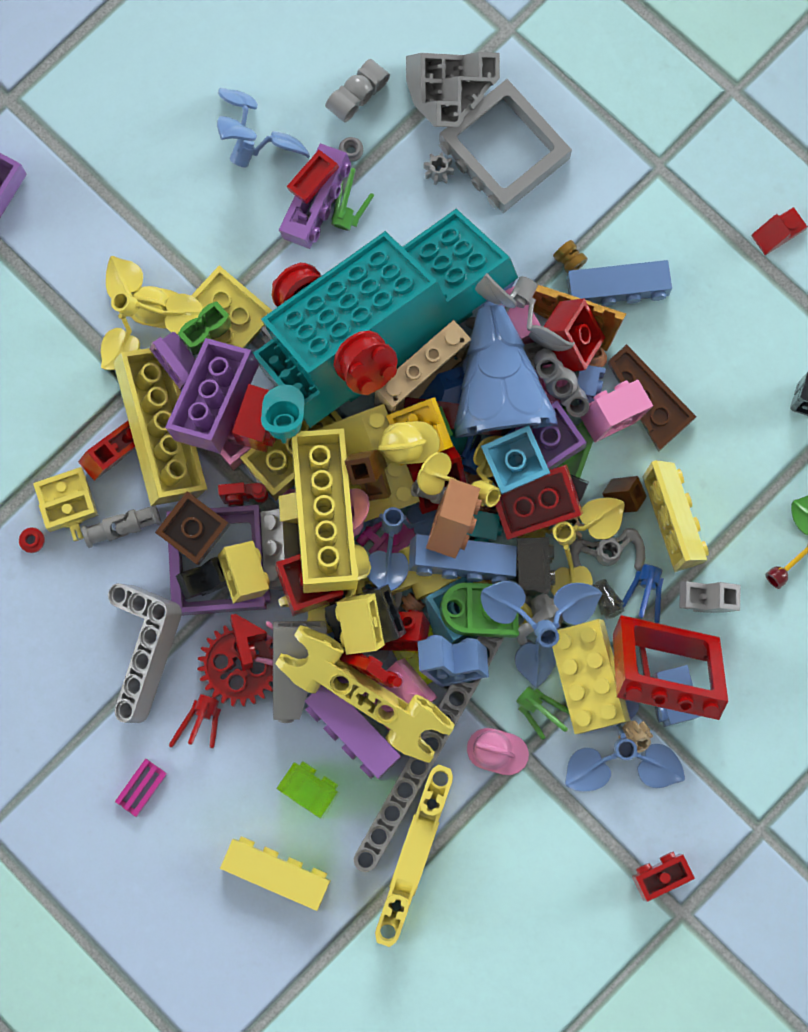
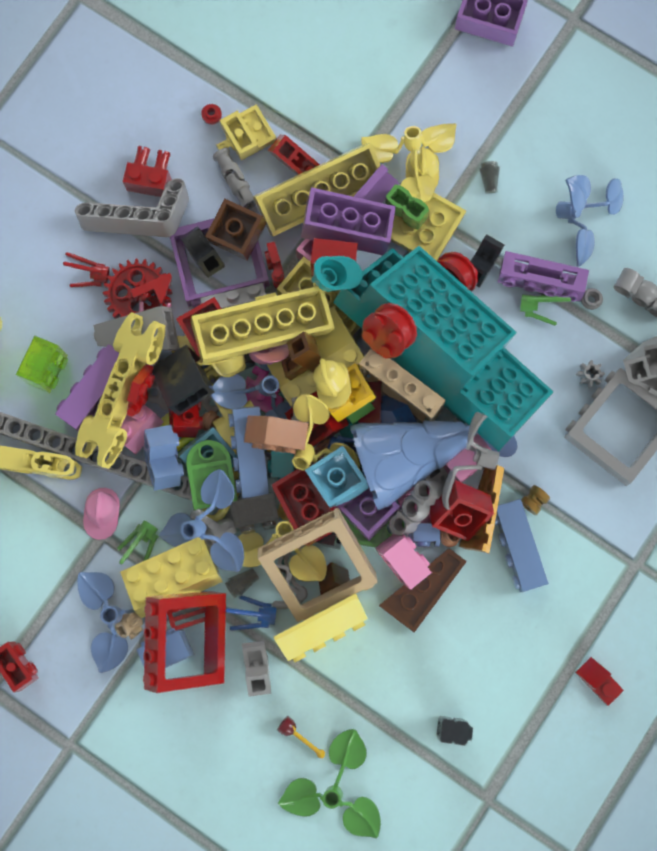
camera: 80 degrees right, 0 degrees up
(100, 629) = (144, 178): none -> red brick
(128, 806) = (14, 230): dark pink tile -> none
(179, 230) = (490, 175): none -> clear smoke cone
(243, 571) = (207, 277): light yellow brick -> none
(278, 251) = (486, 257): none -> black brick
(312, 176) = (557, 268): red tile -> none
(359, 624) = (173, 373): light yellow brick -> none
(579, 513) = (327, 523): none -> tan piece

